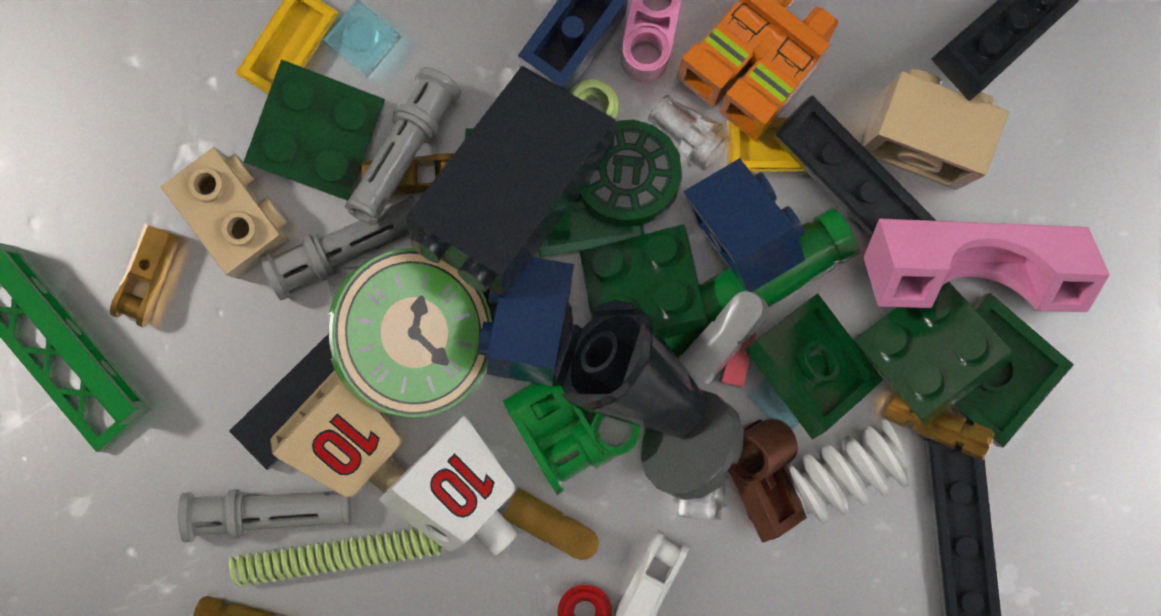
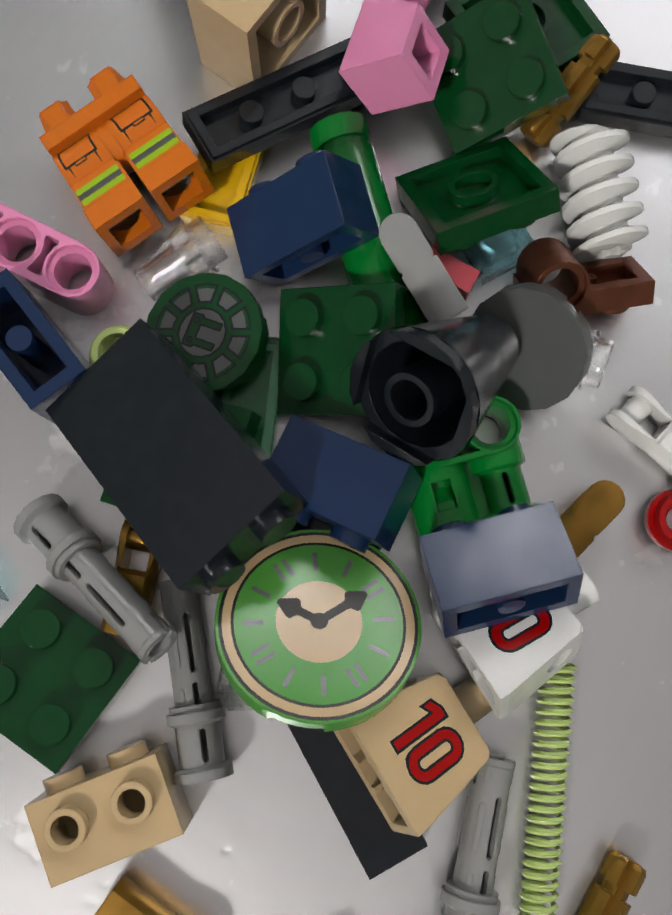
camera: 75 degrees left, 5 degrees down
(494, 462) = (500, 568): none -> brick

